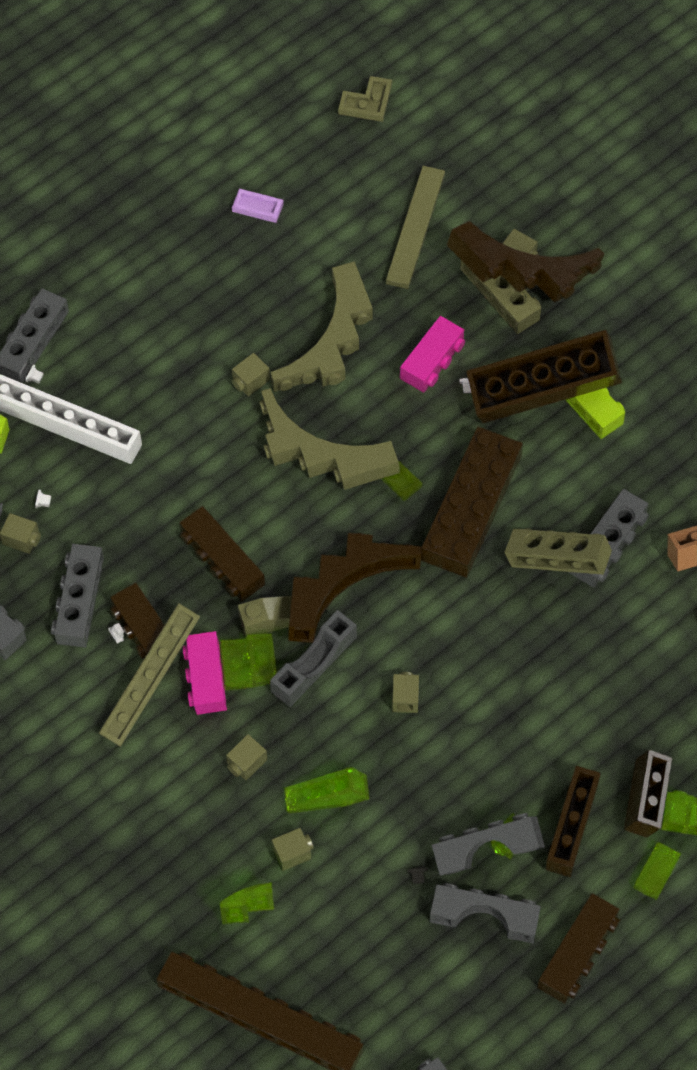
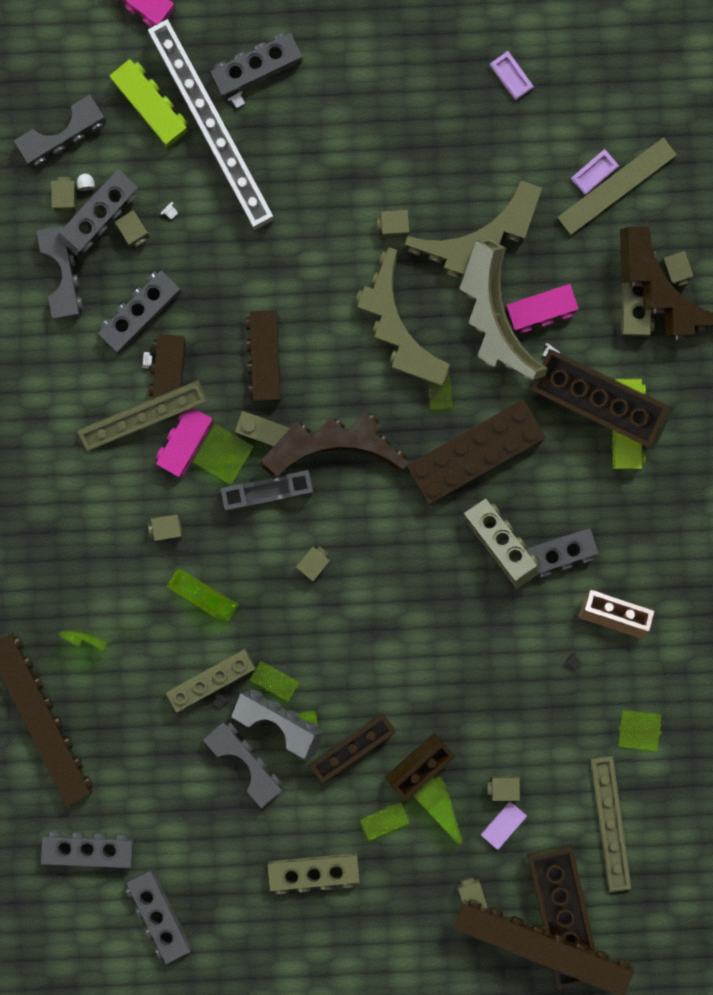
camera: 35 degrees right, 25 degrees up
(292, 849) = (148, 618): olive brick -> none
(367, 364) = (489, 316): none -> olive arch
(368, 105) = (664, 50): olive plate -> none
(388, 229) = (594, 172): none -> lavender tile
(394, 859) = (211, 680): none -> olive brick
(452, 821) = (274, 681): none -> clear neon green tile
(578, 948) = (286, 835): dark brown brick -> none
(657, 931) = (347, 862): none -> olive brick

